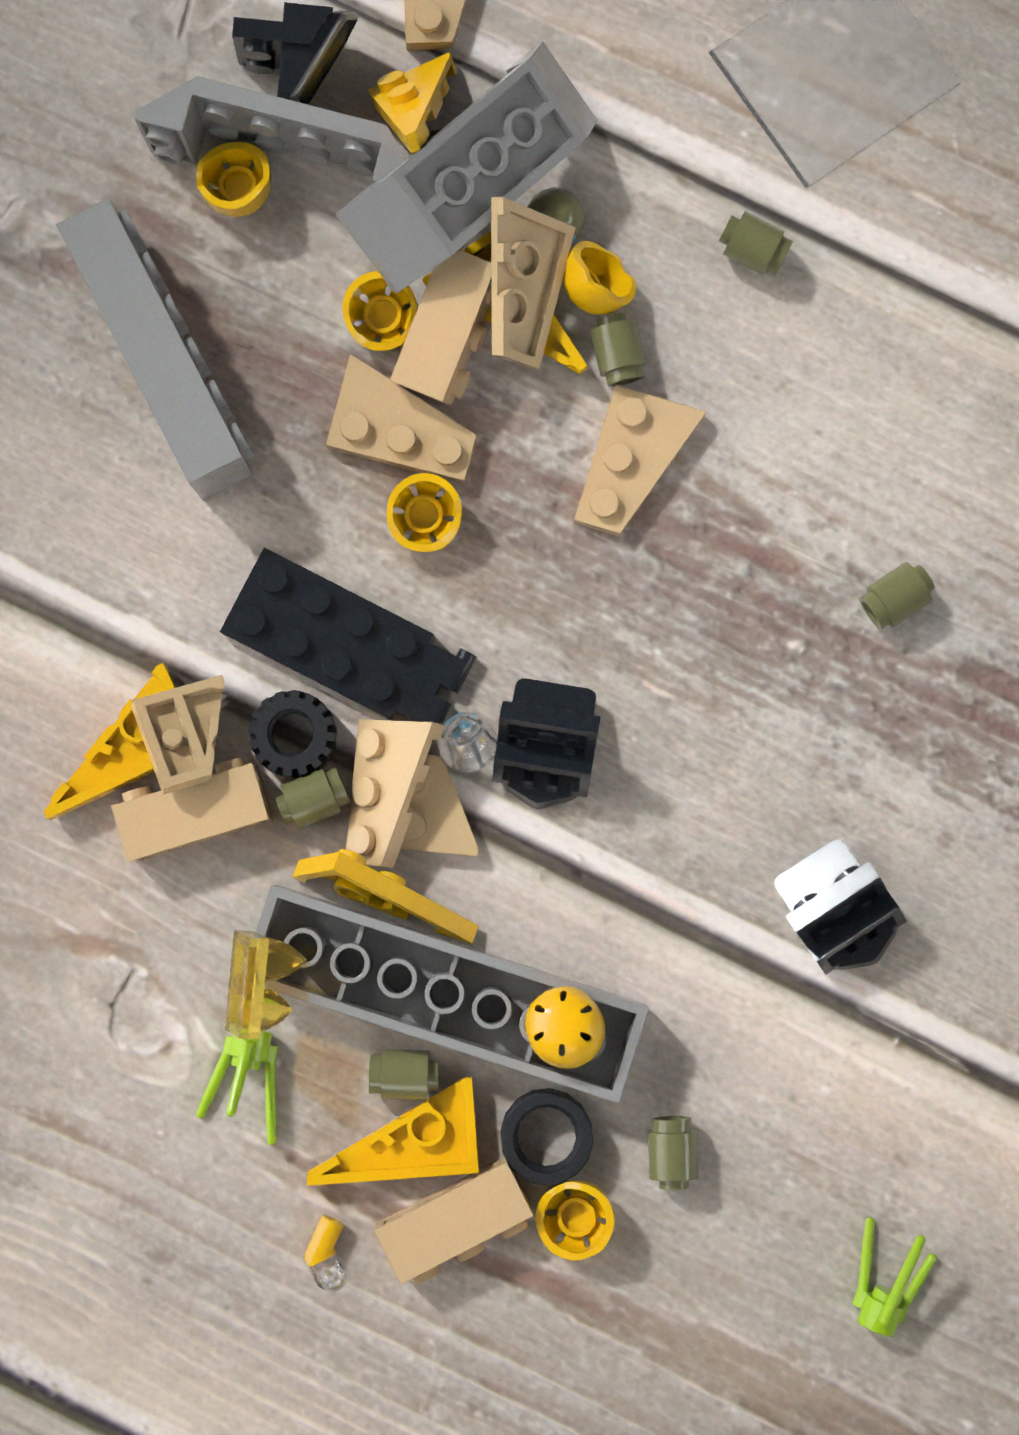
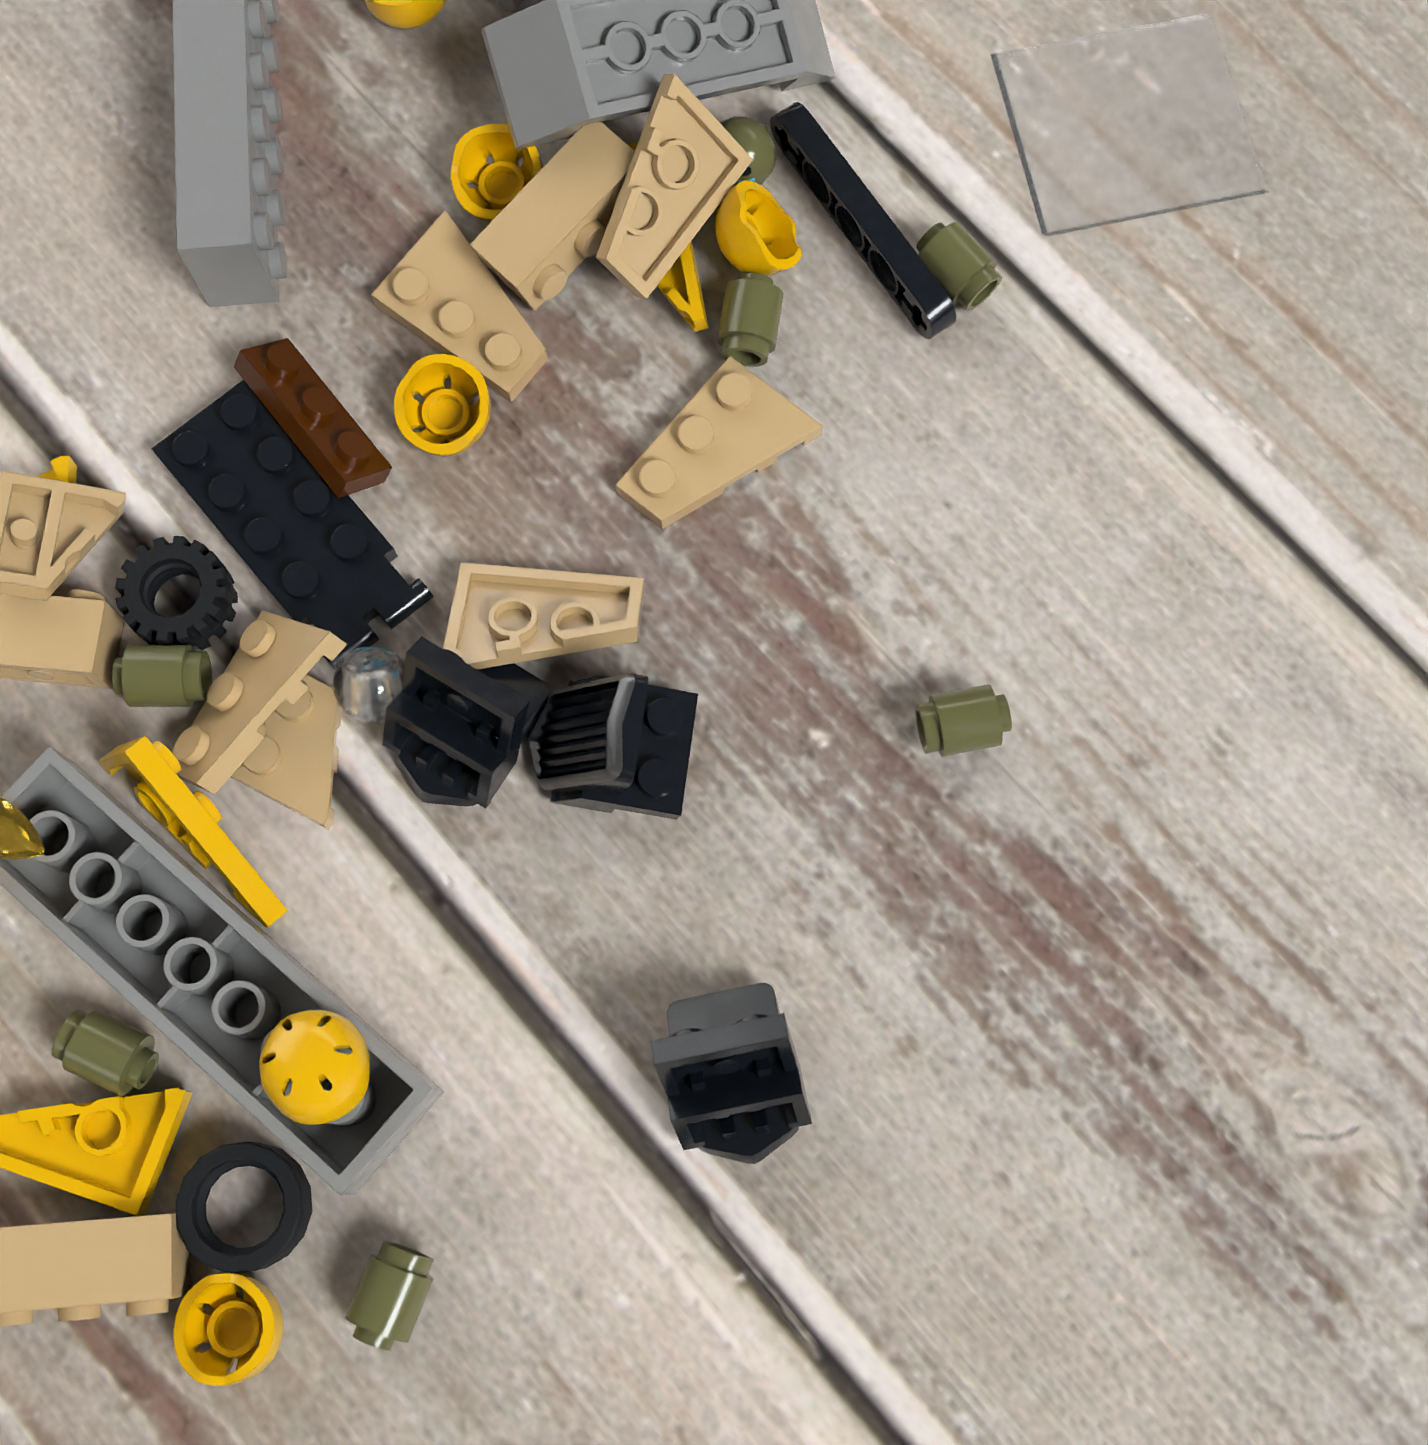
camera: 25 degrees right, 10 degrees down
(327, 558) = (312, 417): none -> reddish brown plate
(563, 640) = (538, 613): none -> tan wing
(659, 714) = (615, 745): none -> black piece
(669, 234) = (863, 221): none -> black beam

